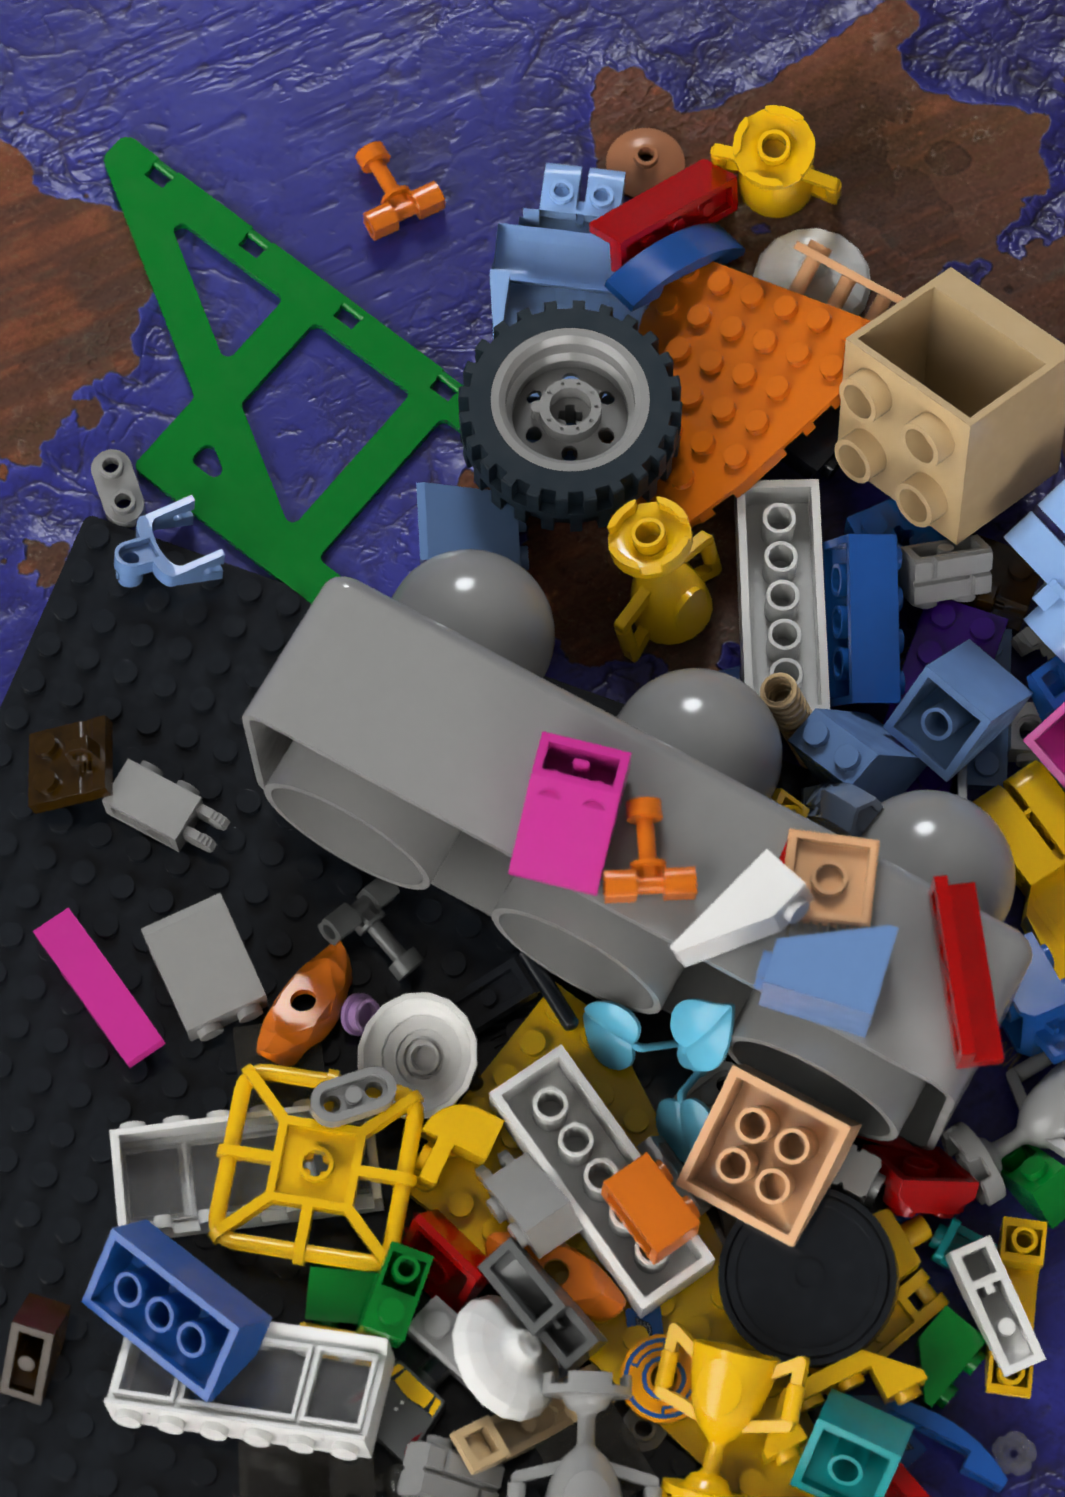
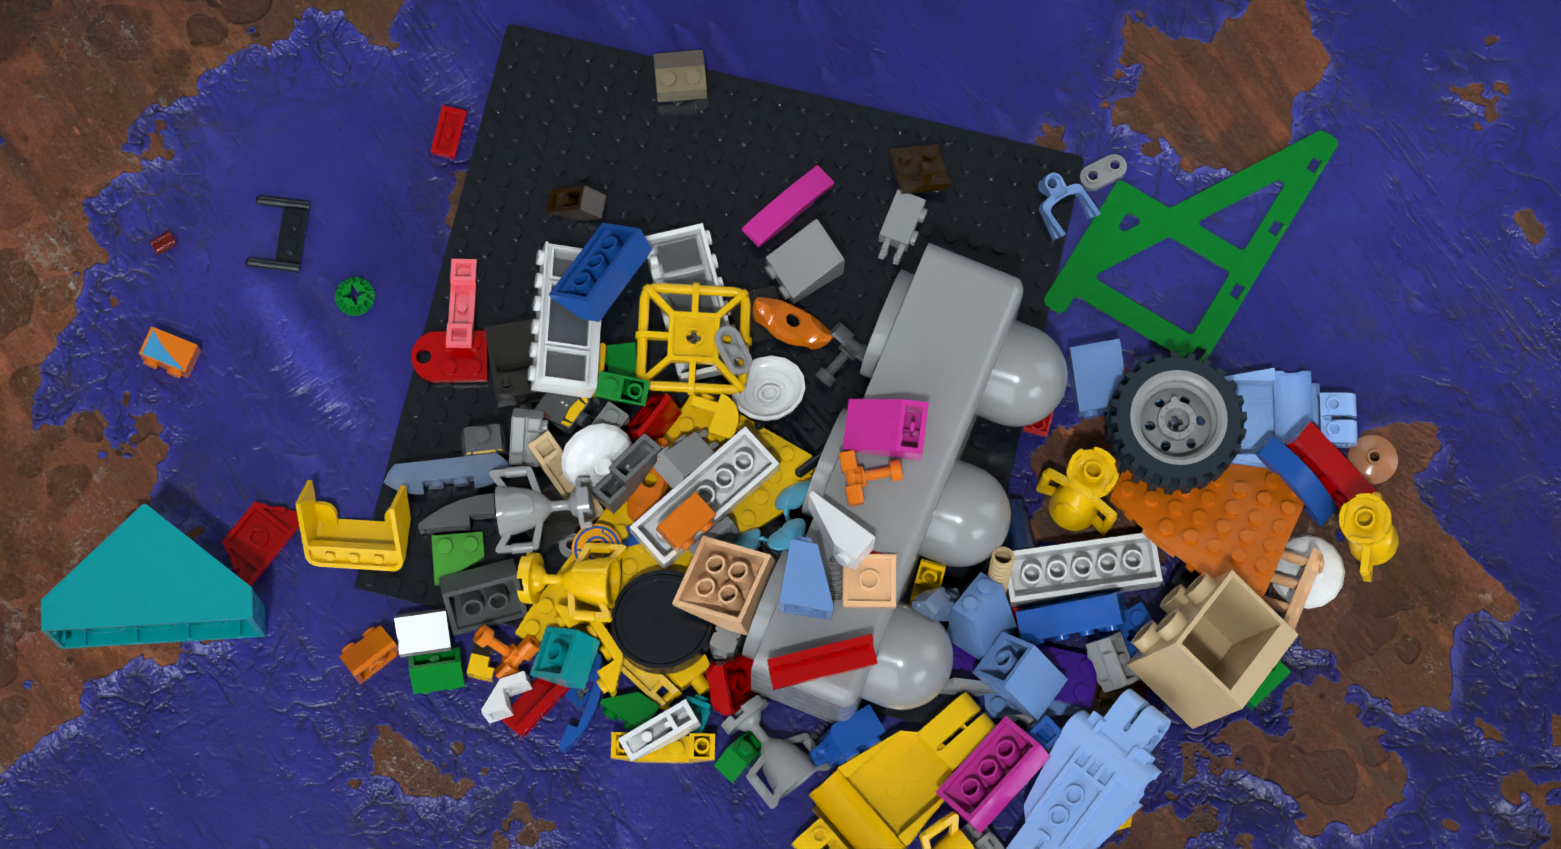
camera: 80 degrees right, 5 degrees up
(357, 1012) = (792, 352): lavender plate -> none
(398, 200) = (1318, 310): orange bar -> none
(1014, 1441) = (575, 753): clear plate -> none

